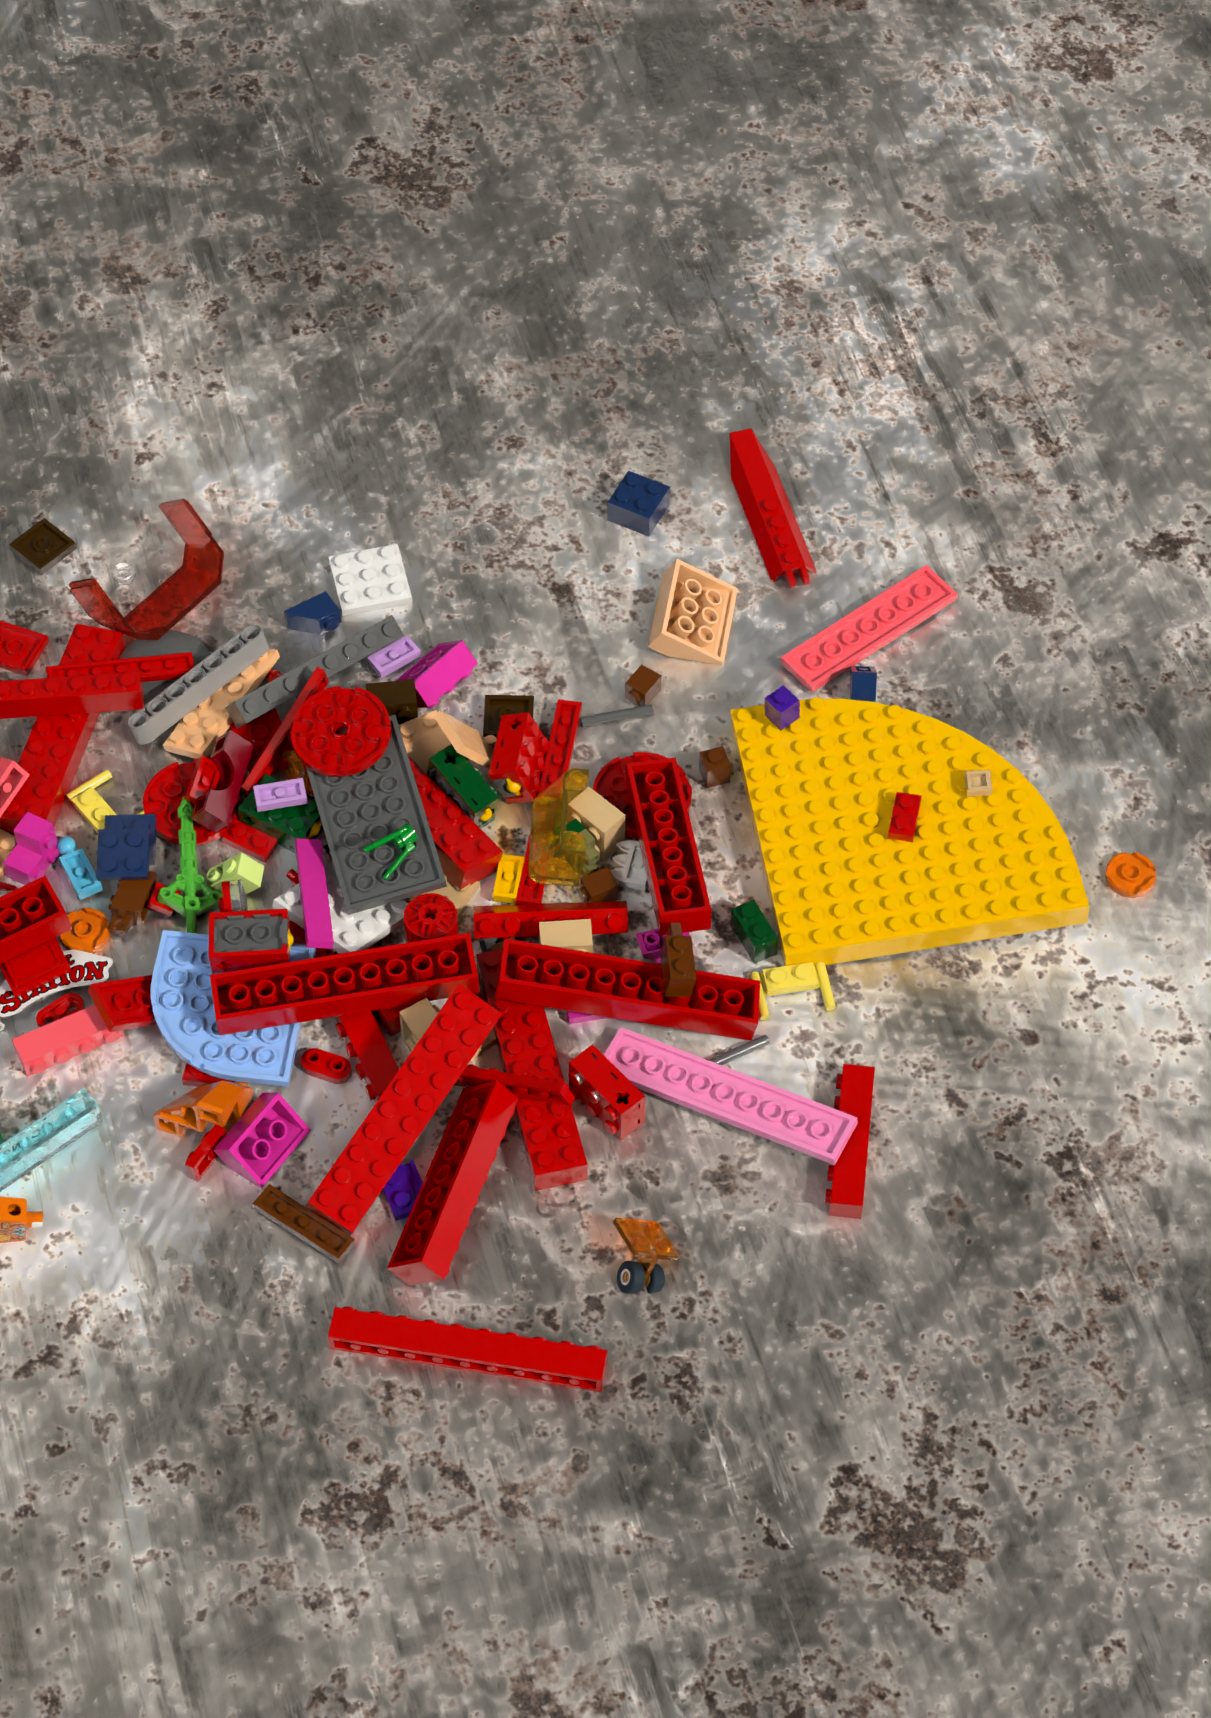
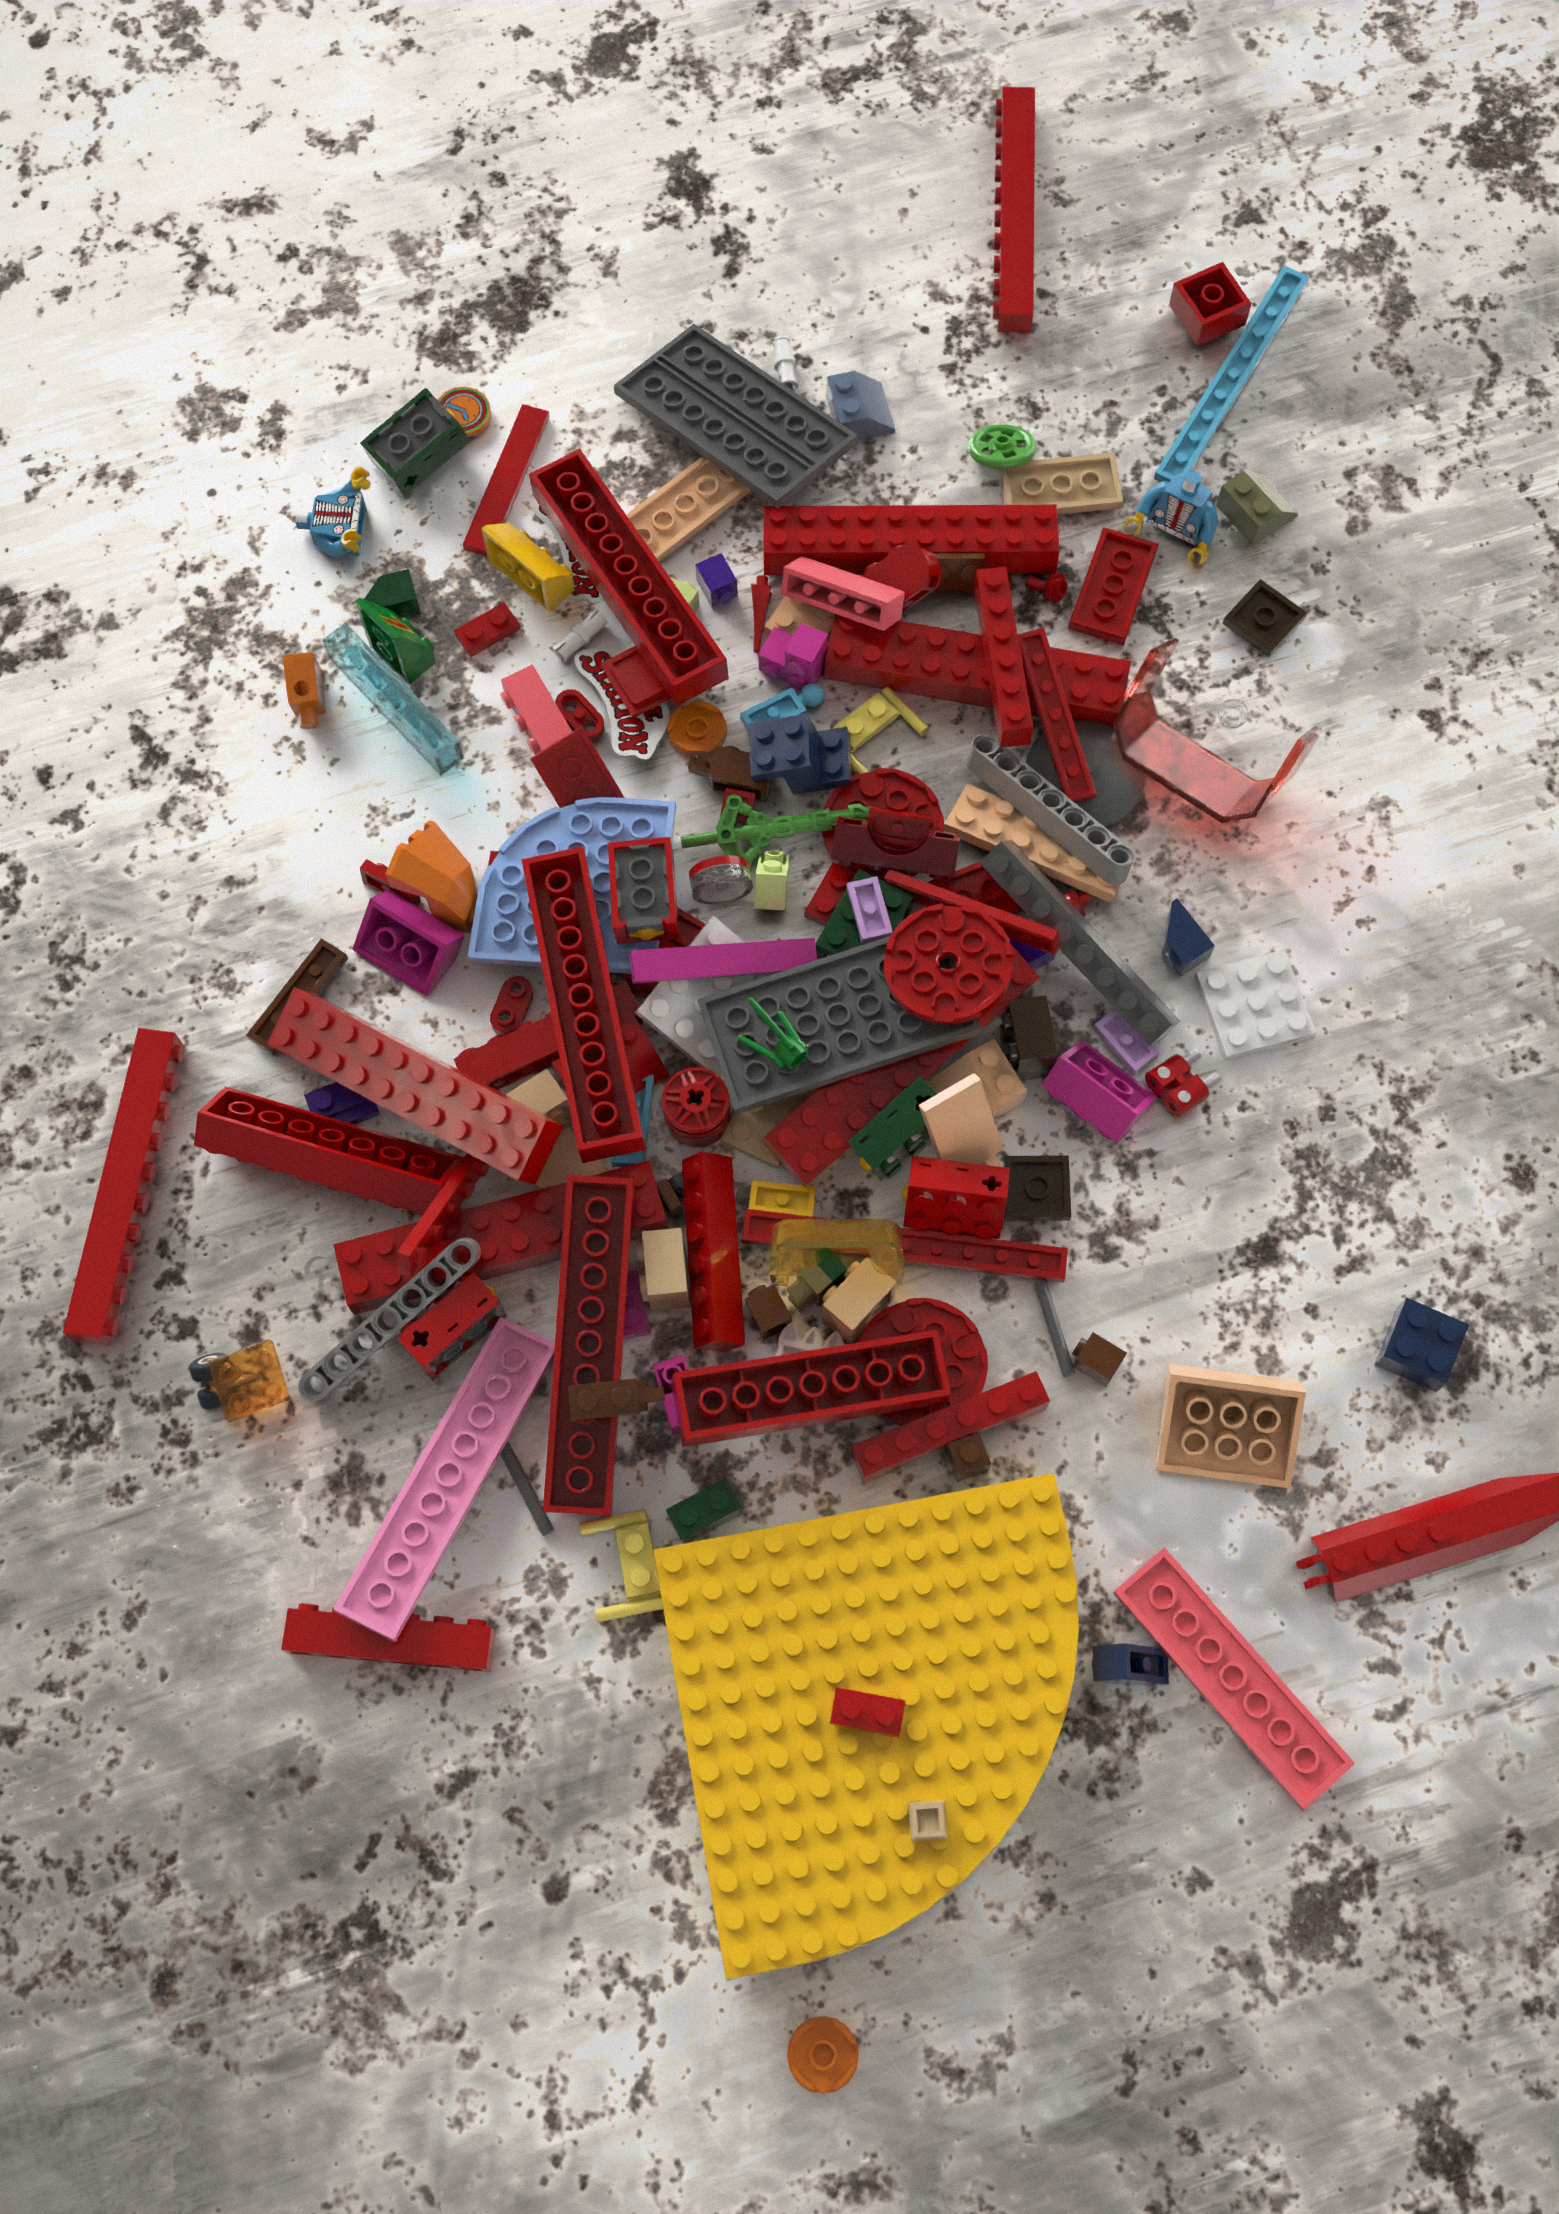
camera: 90 degrees right, 15 degrees up
(432, 628) = (1178, 1085): none -> red piece
(612, 1138) = (378, 1330): none -> light grey beam
(705, 801) = (934, 1431): none -> red arch
(782, 707) = (1041, 1538): dark purple brick -> none

